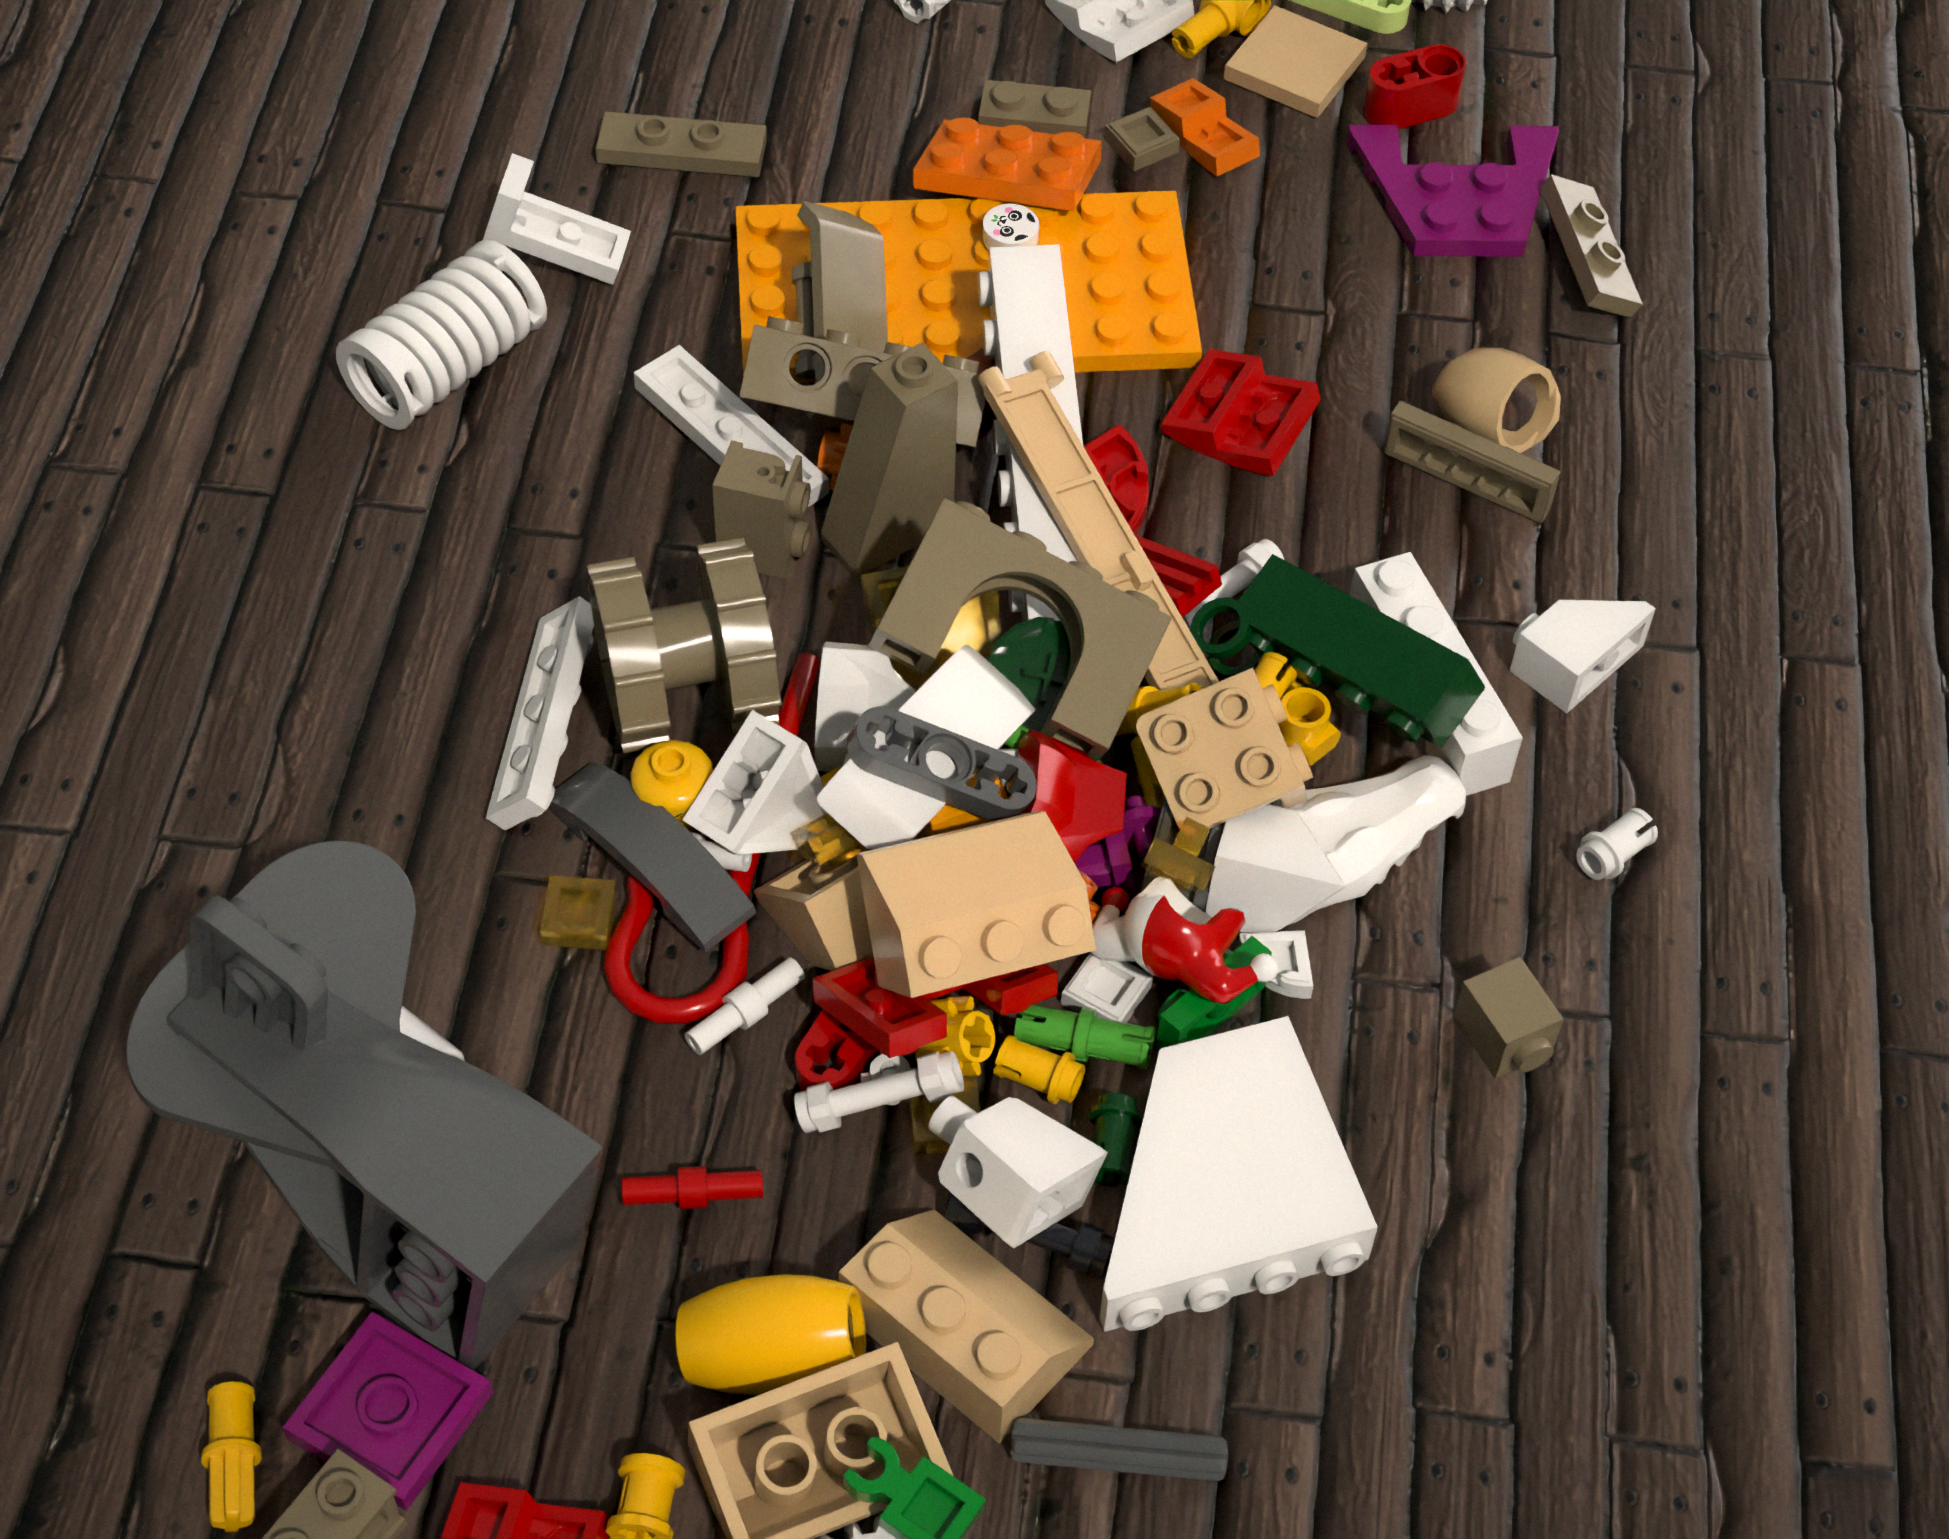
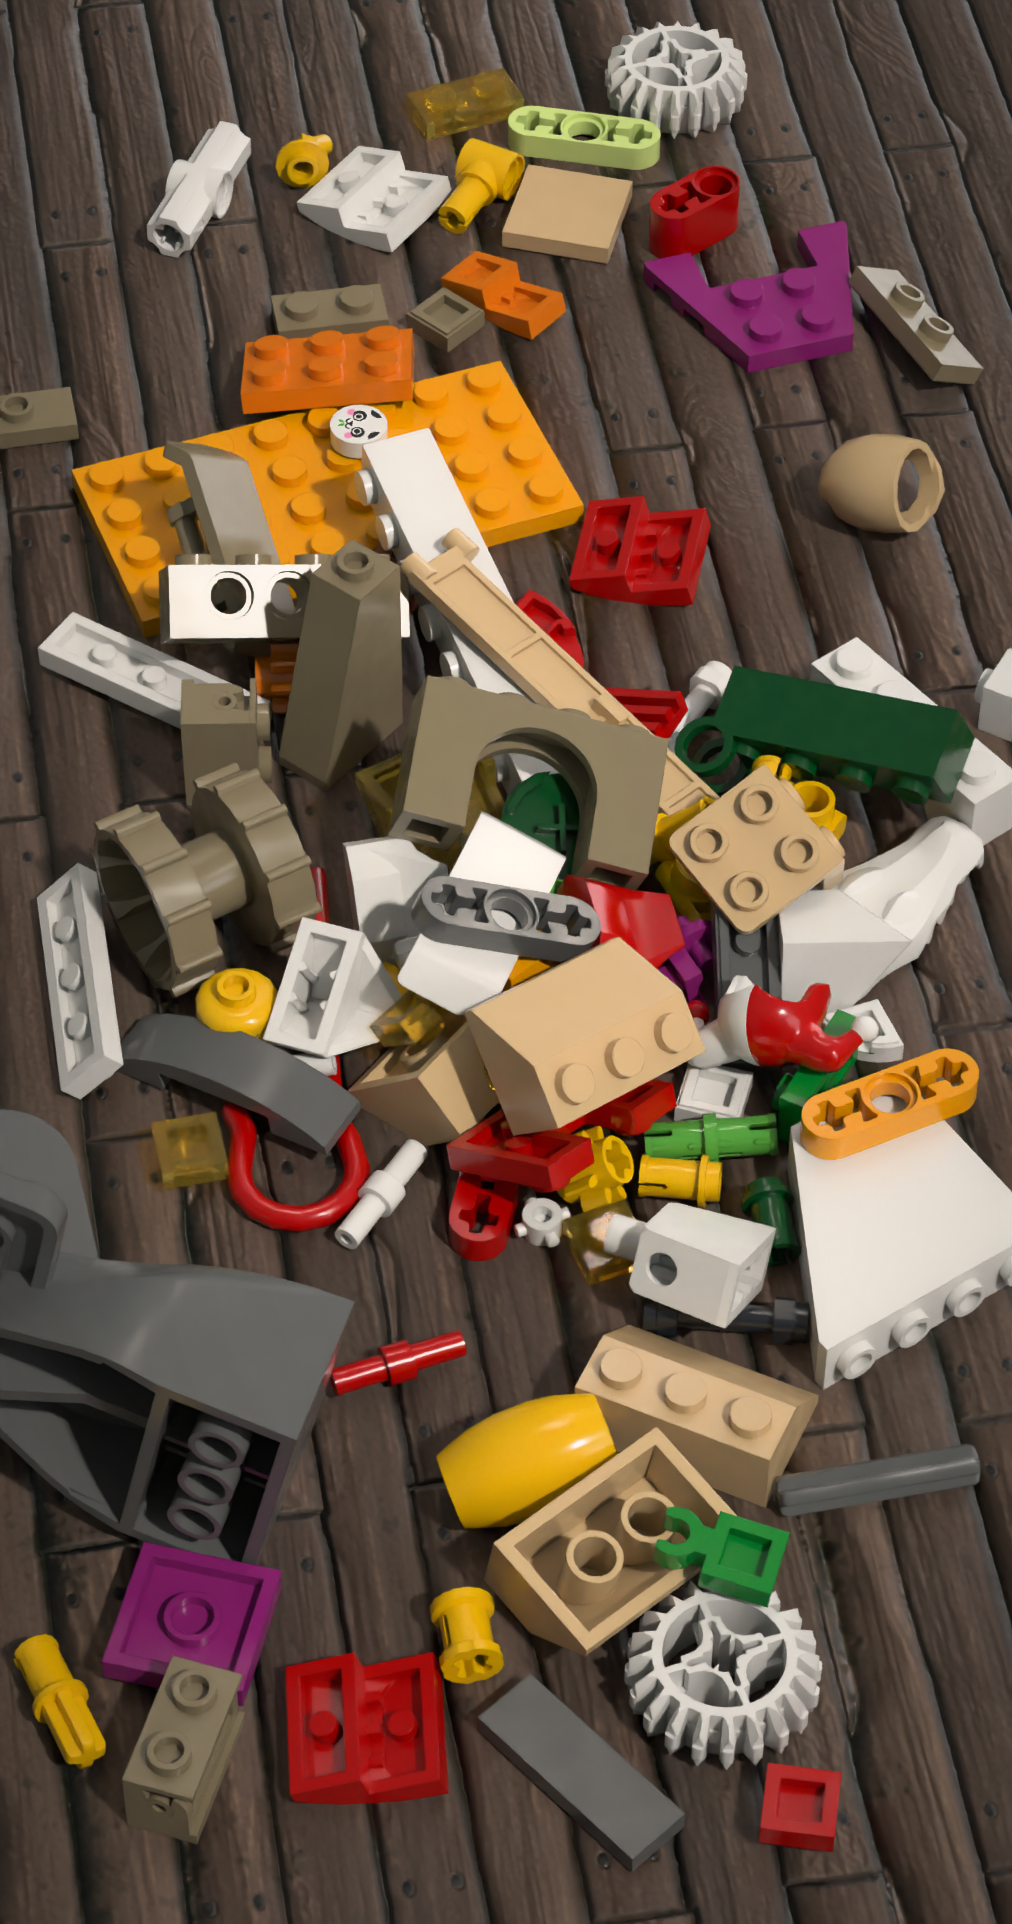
camera: 15 degrees left, 5 degrees down
(823, 1107) = (492, 1262): white bar -> none
(1180, 860) = (752, 953): clear yellow tile -> none
(1282, 1030) = (874, 1127): none -> light orange beam
(1471, 461) = (876, 547): dark tan plate -> none

